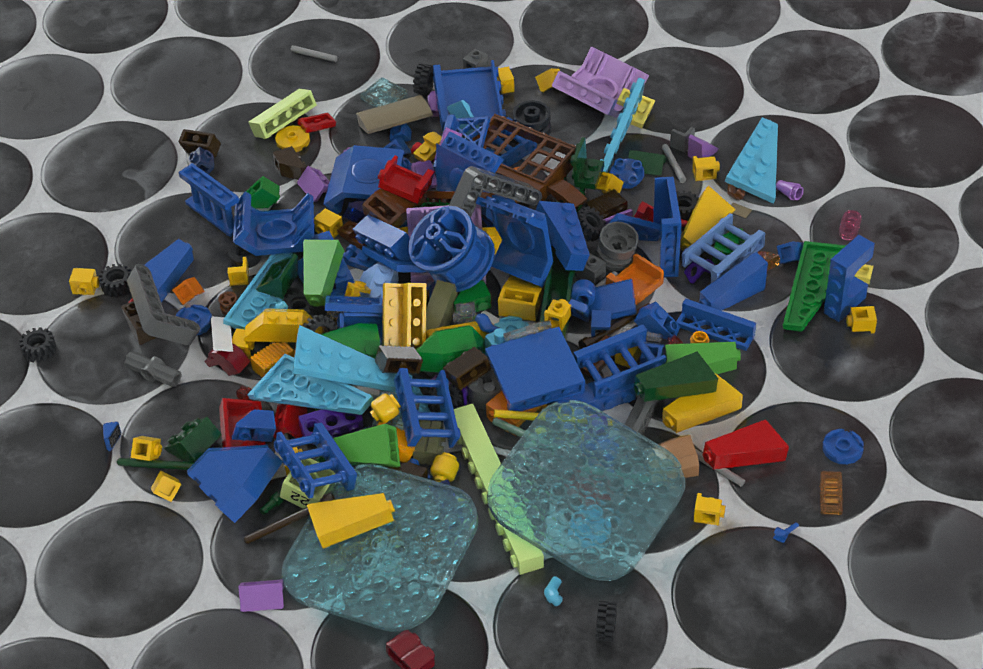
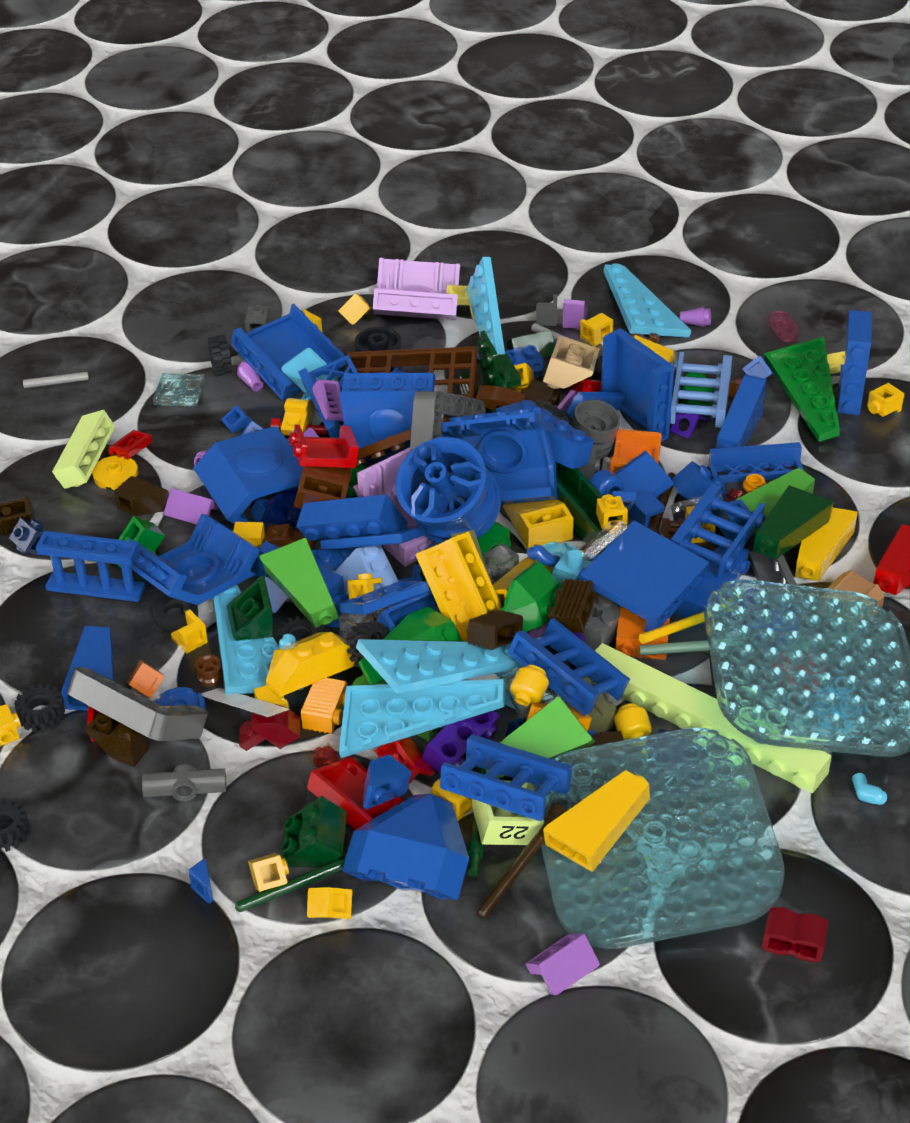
camera: 35 degrees left, 5 degrees down
(394, 114) = (217, 402): dark tan slope -> none
(639, 186) = (570, 363): none -> tan slope

